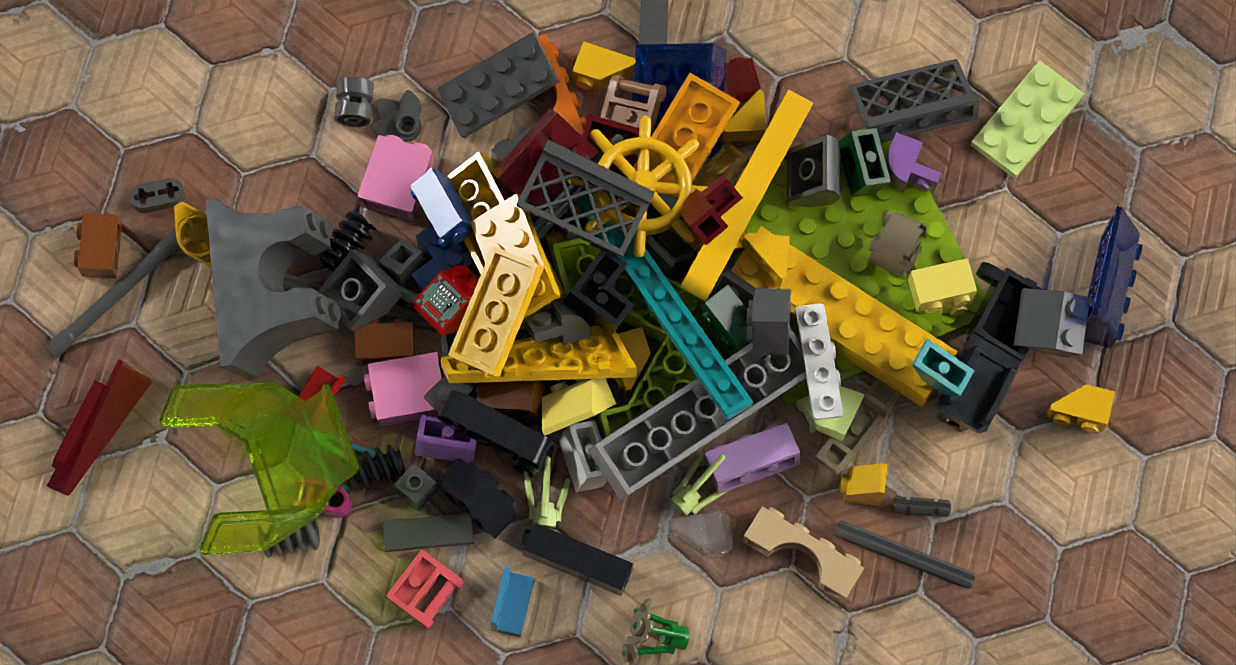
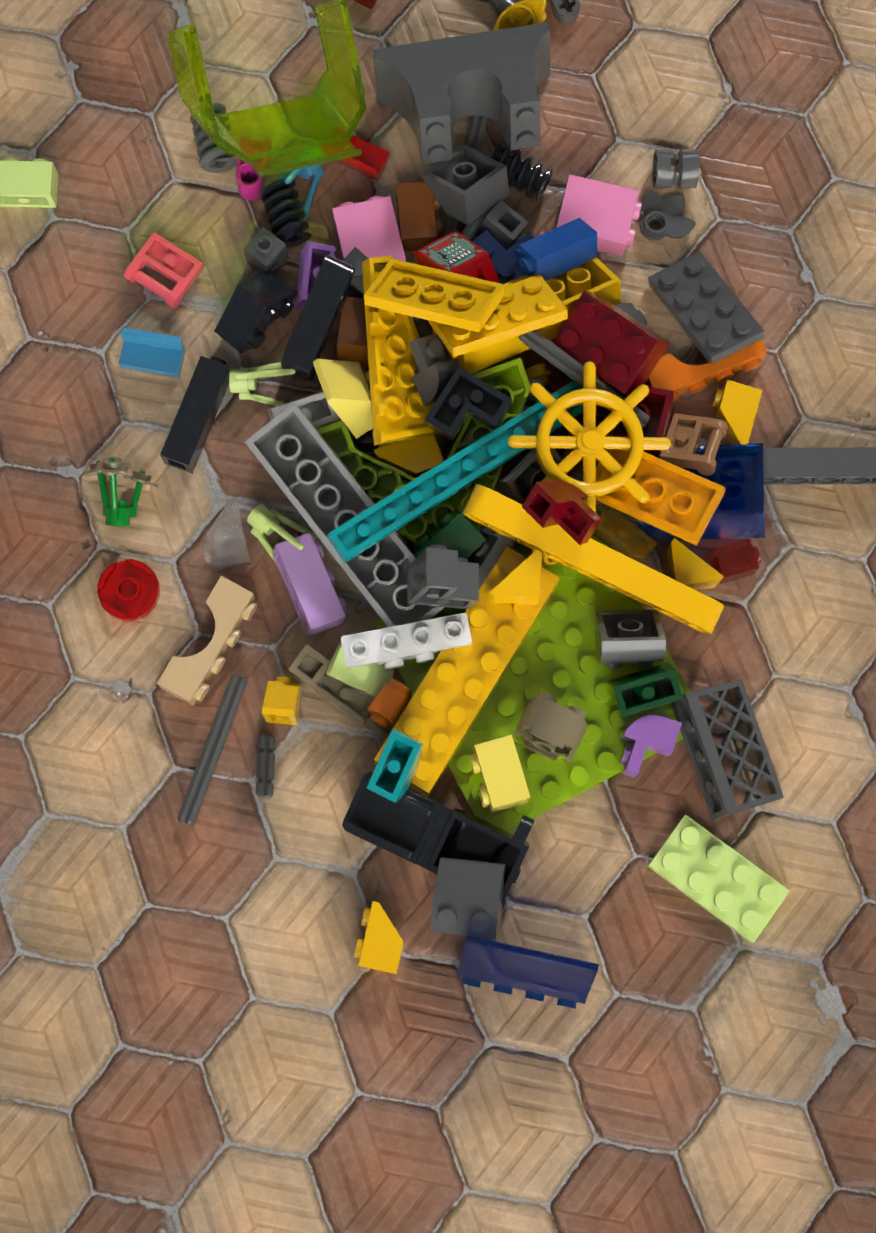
camera: 85 degrees right, 5 degrees up
(427, 532) = (221, 266): dark grey tile -> none
(591, 174) = (587, 383): dark grey fence -> none
(748, 630) = (128, 590): none -> red tile
(871, 385) = (389, 703): none -> orange brick

